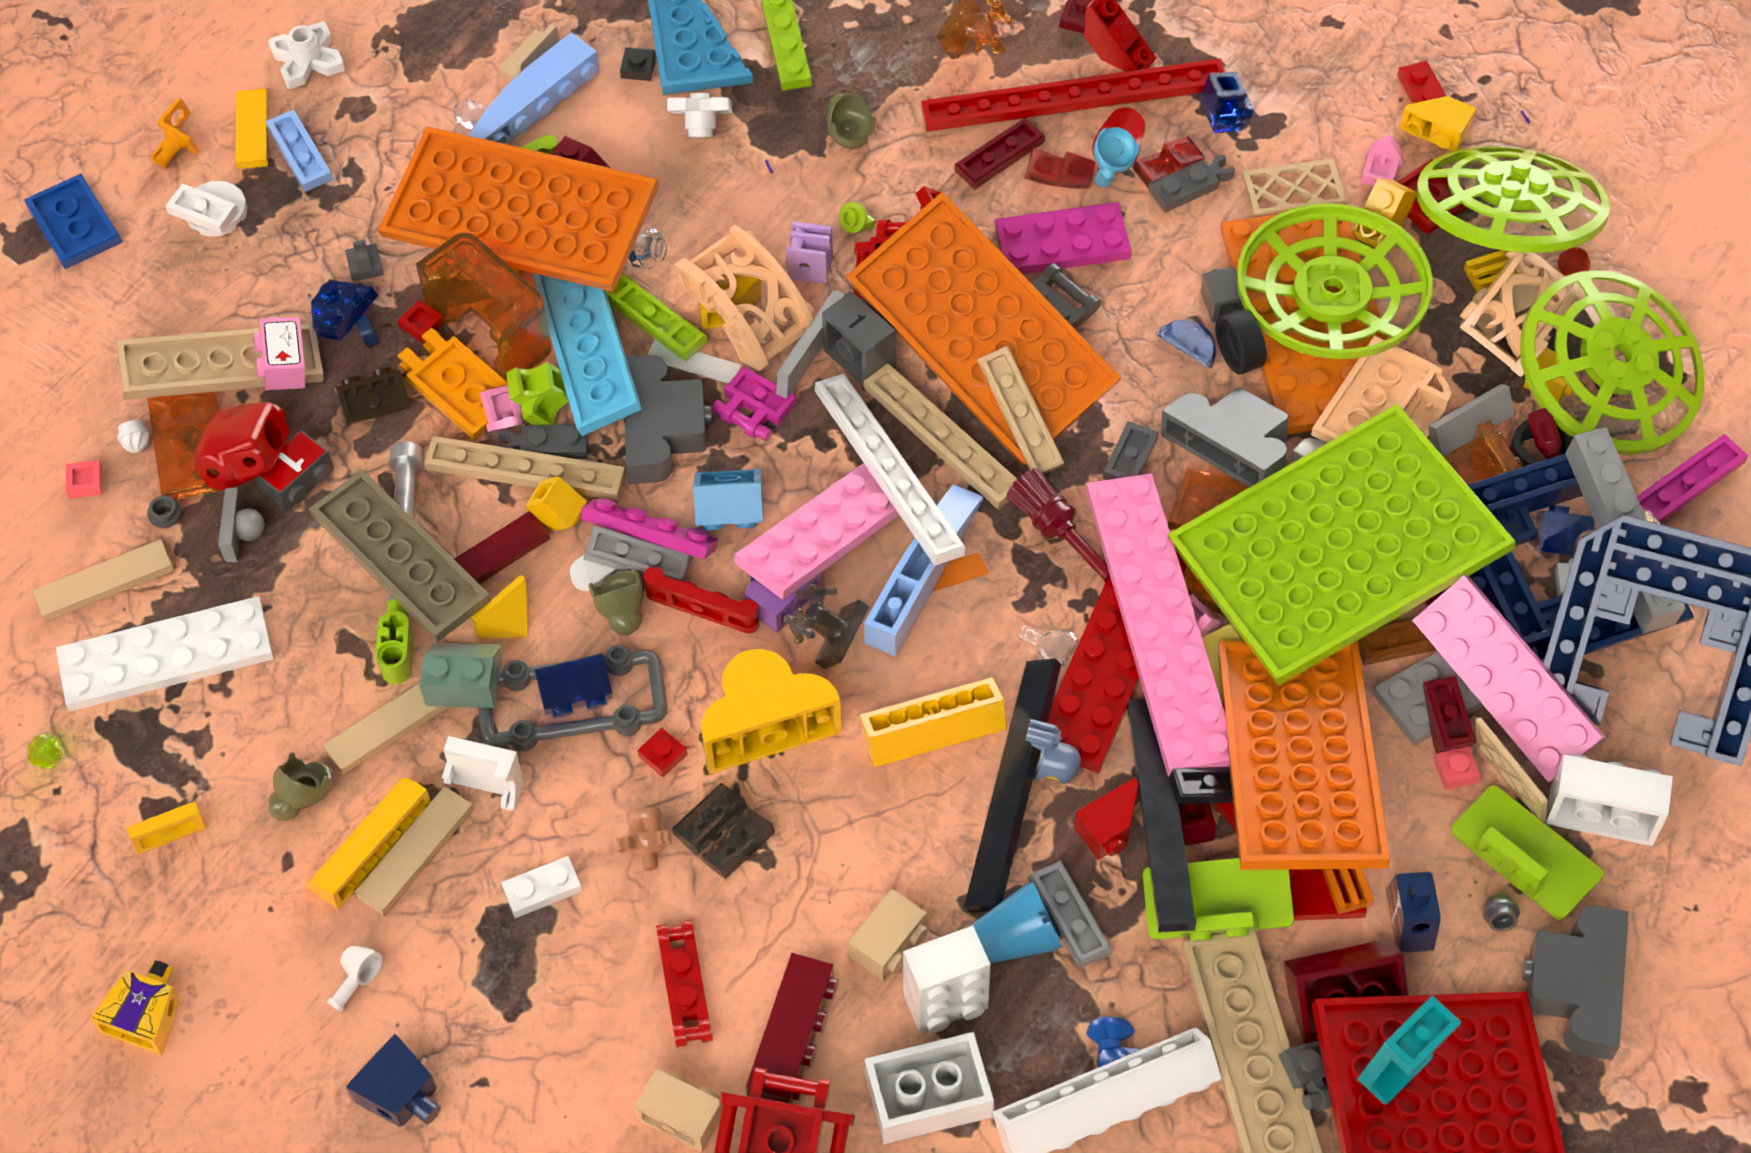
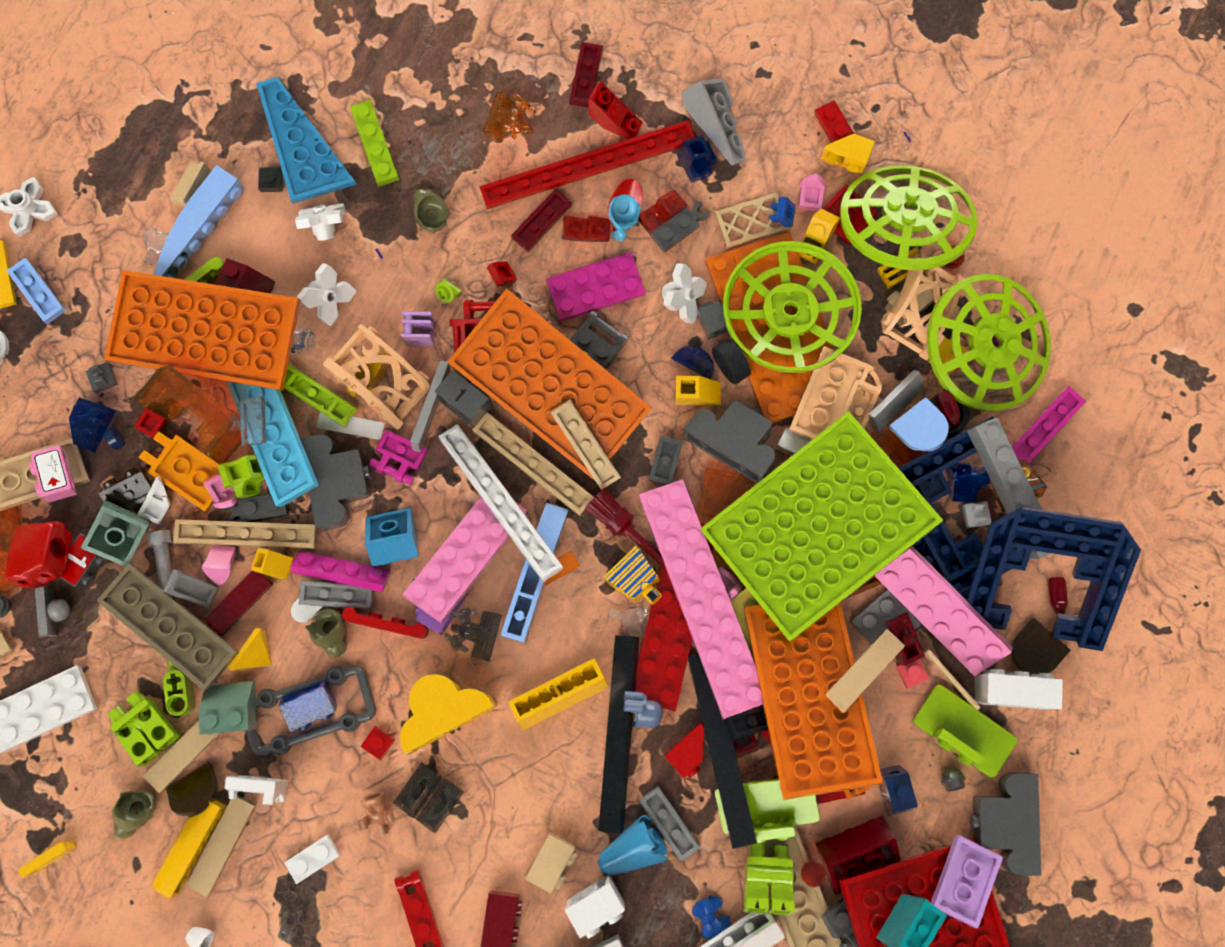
camera: 10 degrees left, 20 degrees up
(333, 672) = (143, 729): none -> lime hips
(350, 434) = (115, 533): none -> sand green slope
(390, 770) = (193, 792): none -> dark brown tile
(409, 413) = (156, 503): none -> white tile
(438, 518) = (190, 588): none -> light grey tile
(481, 499) = (219, 563): none -> bright pink tile
(564, 326) = (253, 421): none -> clear tile
(691, 196) = (325, 294): none -> white plant
(1064, 588) = (634, 578): none -> torso
(1186, 254) = (682, 293): none -> white plant
(1186, 371) = (697, 391): none -> yellow slope
(1207, 977) = (772, 873): none -> lime hips
(1255, 49) = (710, 108): none -> light grey wedge
(1274, 996) = (813, 874): none -> clear red plate
(1338, 178) = (785, 212): none -> blue tile
(1382, 728) = (864, 670): none -> tan tile
(1500, 441) = (921, 427): none -> light blue tile
(1504, 1035) = (966, 881): none -> lavender plate
(1648, 749) = (1036, 649): none -> dark brown tile
(1685, 692) = (1058, 594): none -> dark red piece

